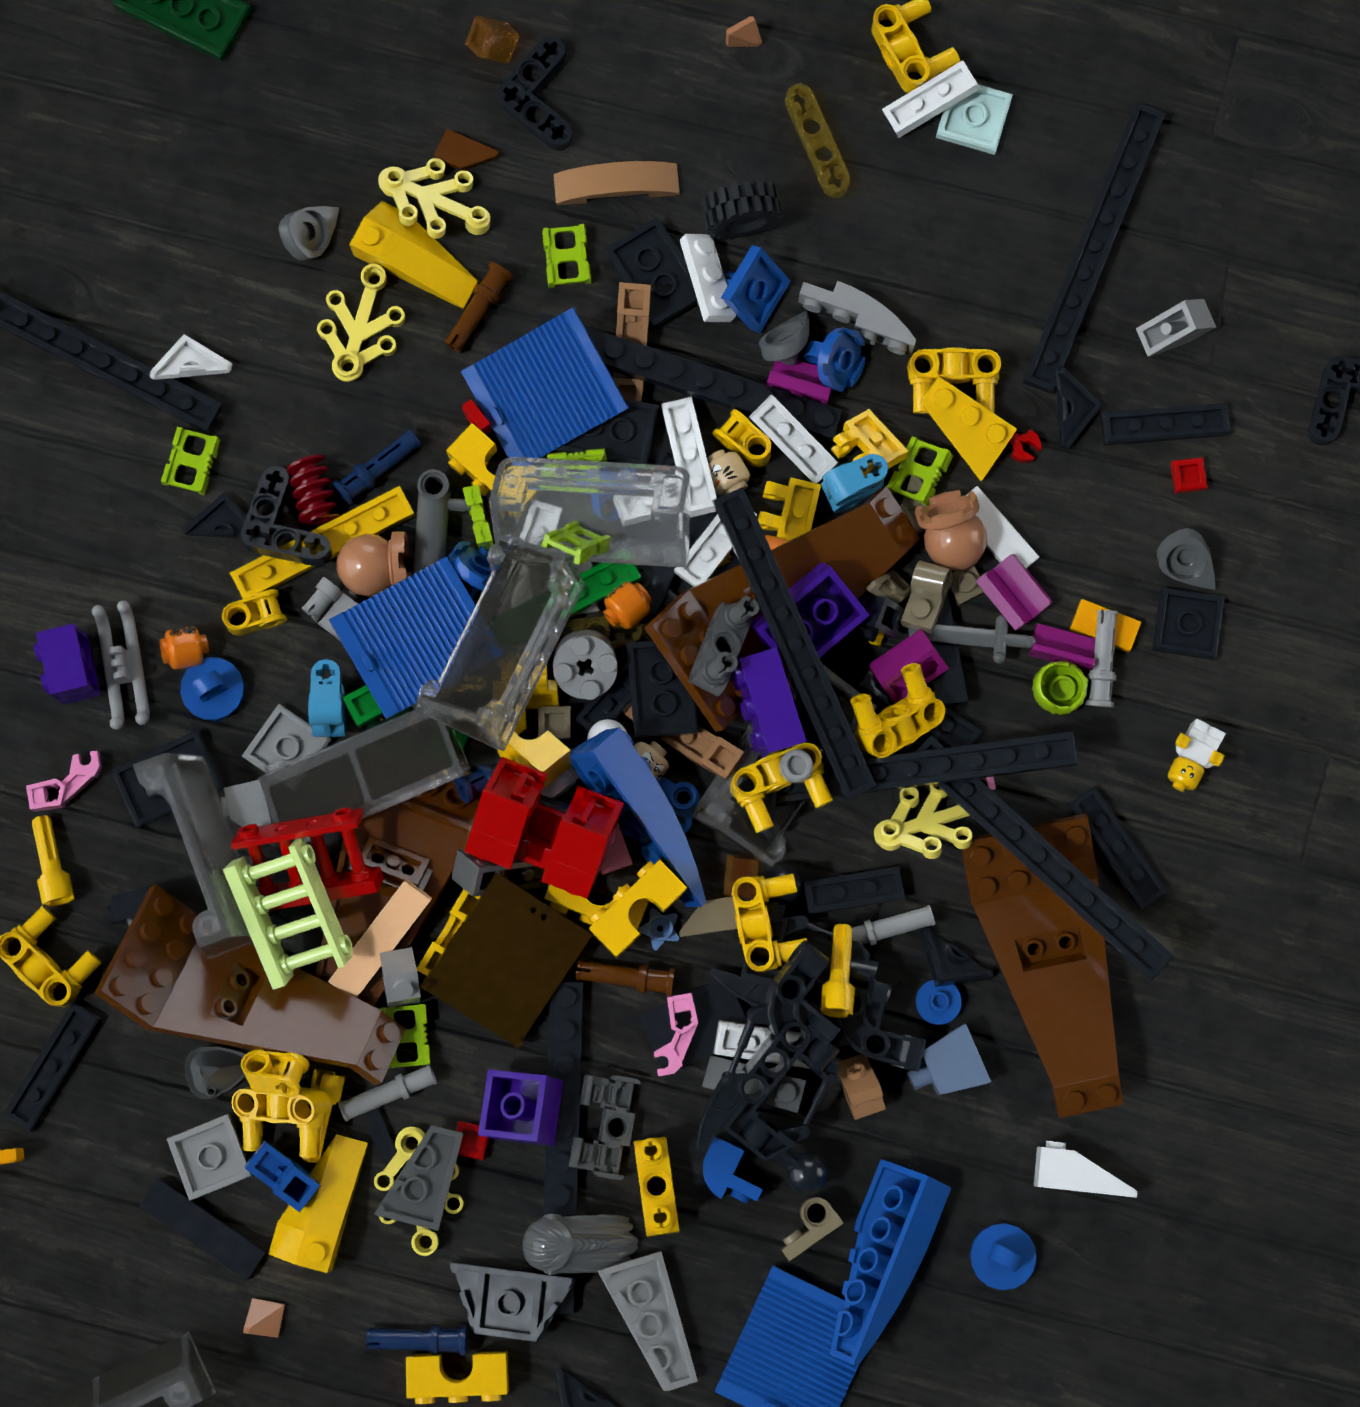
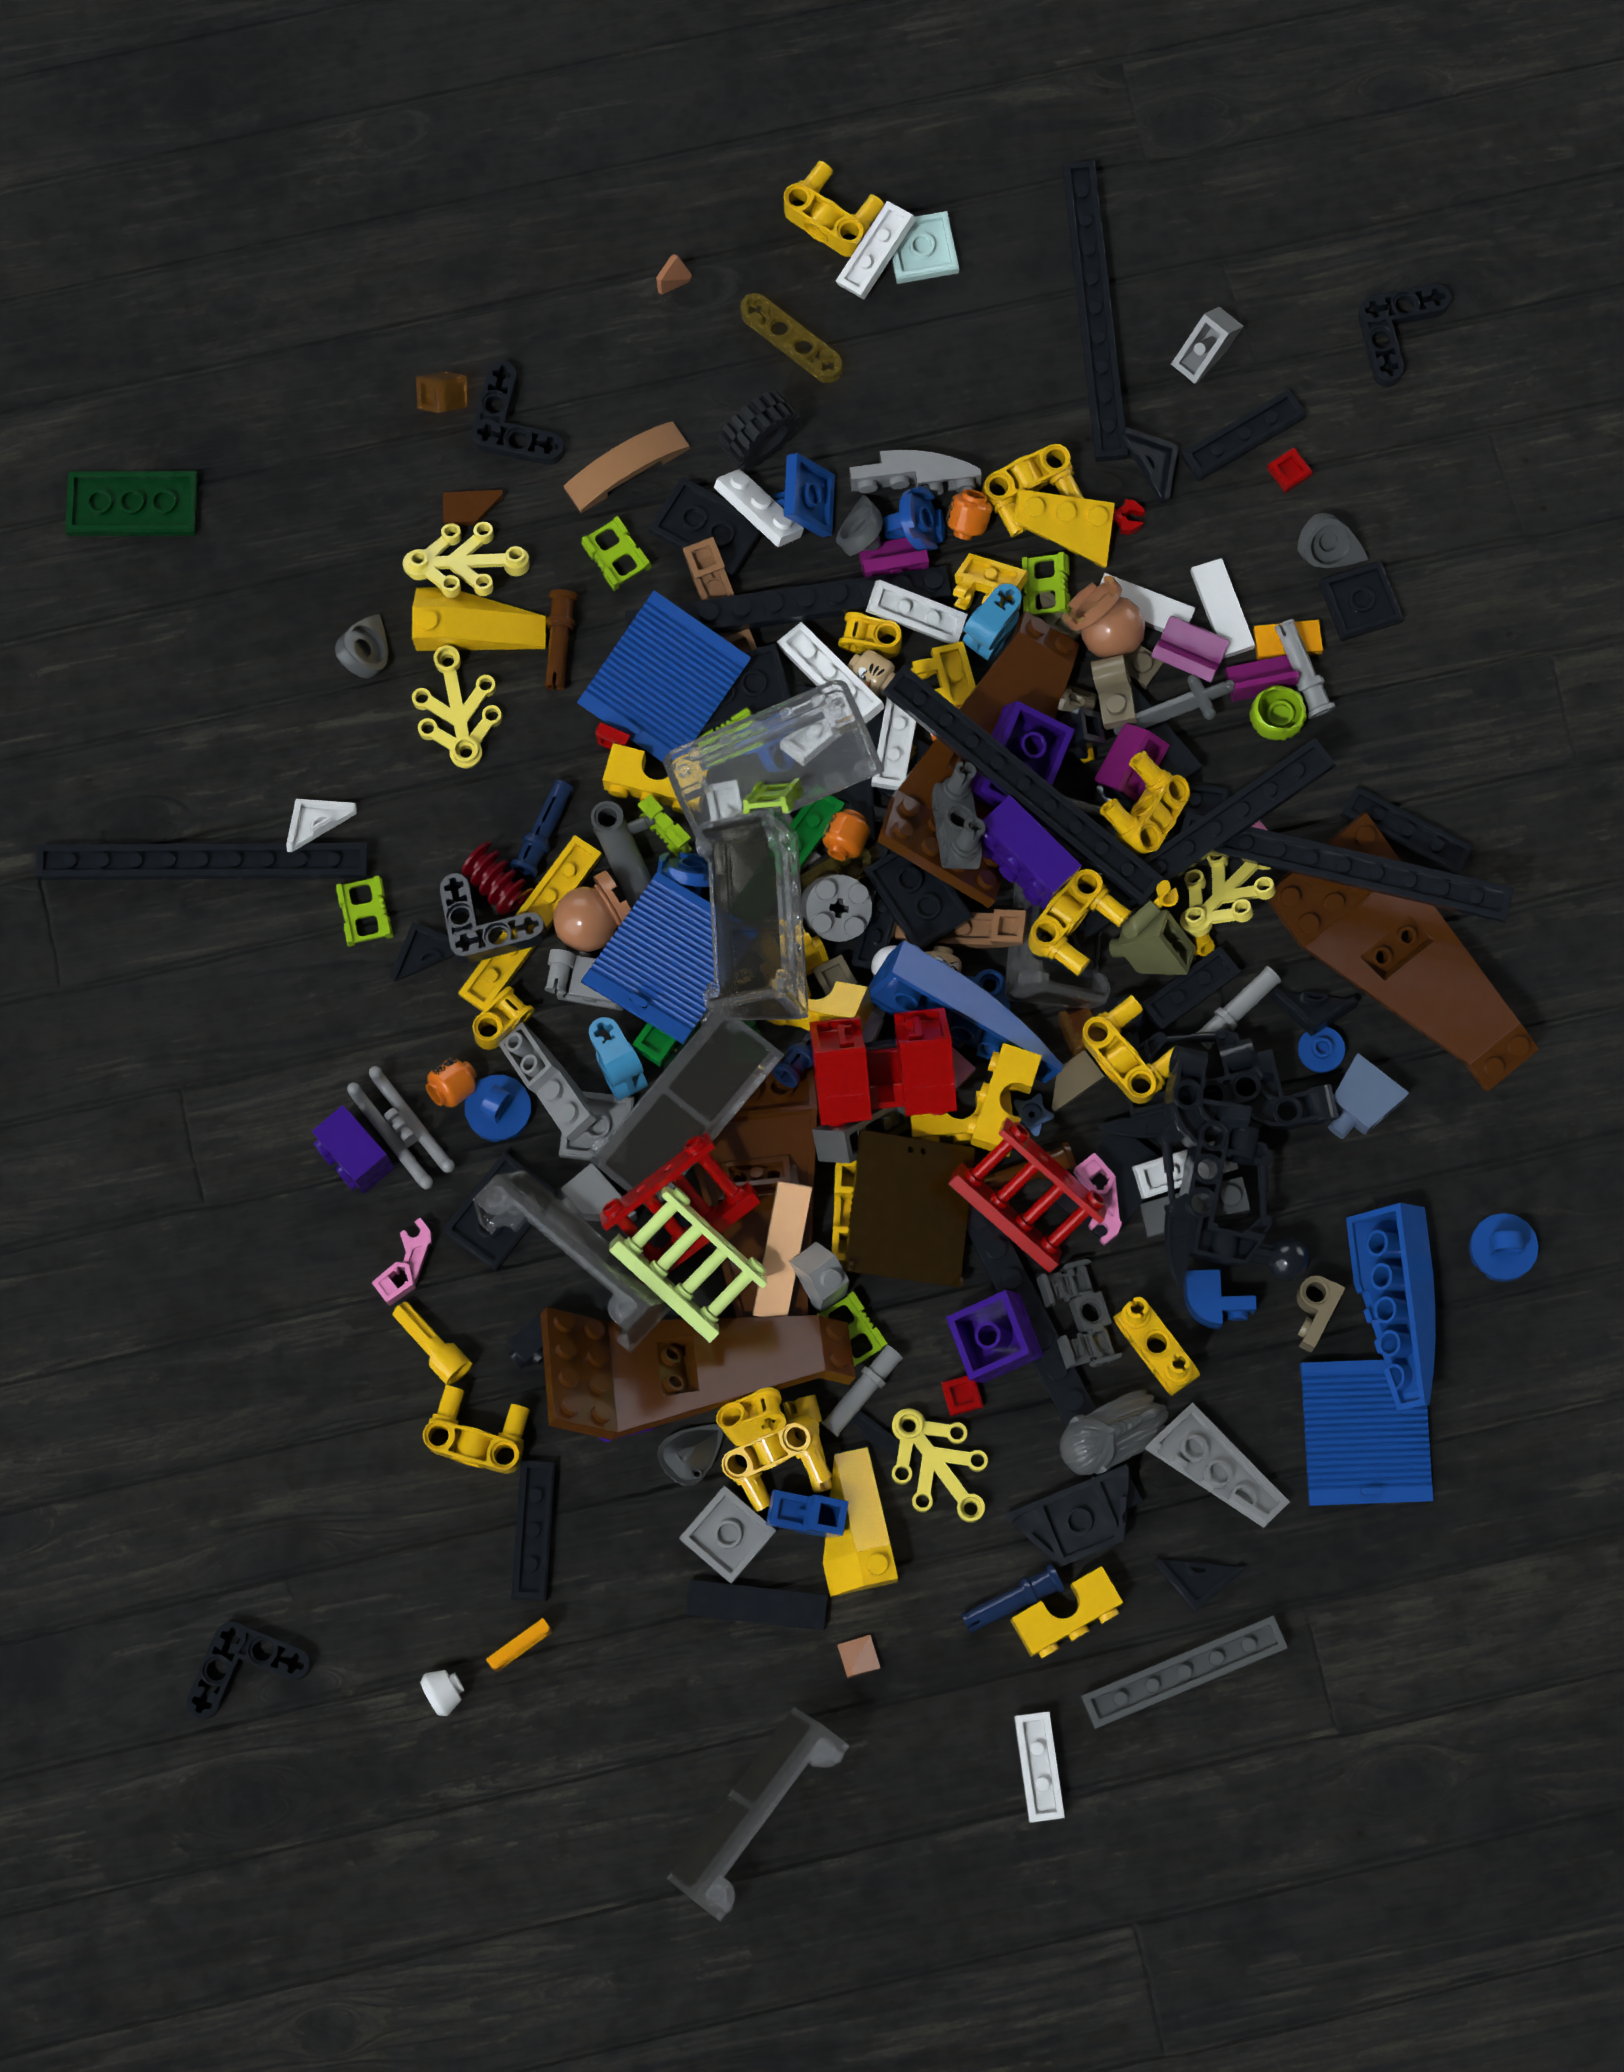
camera: 25 degrees left, 5 degrees down
(266, 689) = (549, 1081): none -> light grey slope
(424, 1182) = (941, 1450): dark grey wing -> none
(587, 1014) = (1020, 1226): none -> red fence
(795, 766) = (1082, 895): light grey tile -> none
(838, 993) = (1229, 1079): yellow piece -> none
(843, 836) = (1155, 940): none -> olive torso
(860, 1086) = (1295, 1159): medium nougat brick -> none
(886, 375) = (969, 514): none -> orange head
(1064, 567) = (1222, 606): none -> white tile
(1072, 1171) = (1526, 1137): white slope -> none
(1196, 751) = (1431, 708): piece -> none

